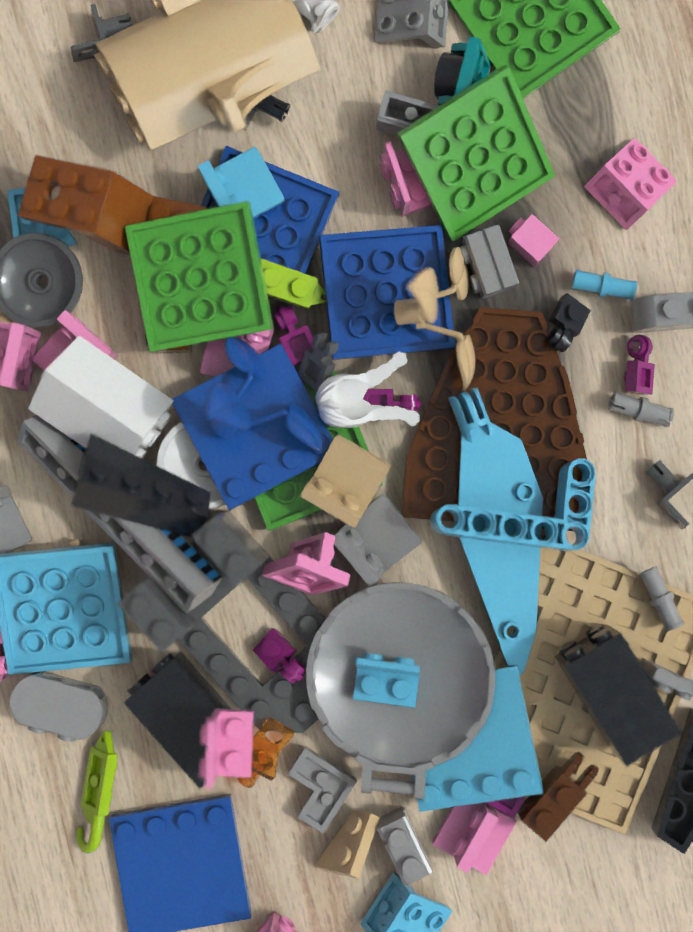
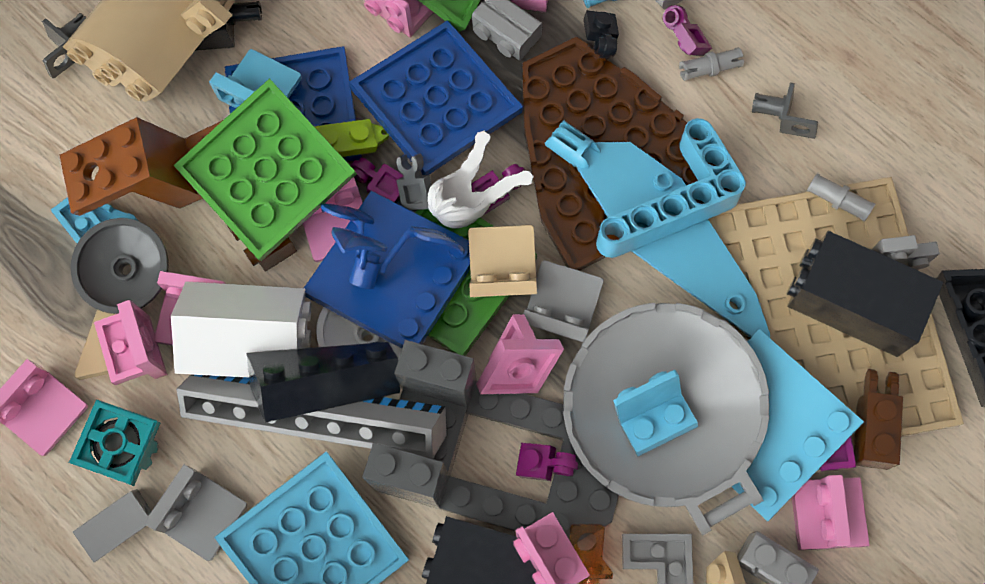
camera: 25 degrees left, 15 degrees down
(425, 308) = (471, 88): tan plant -> none

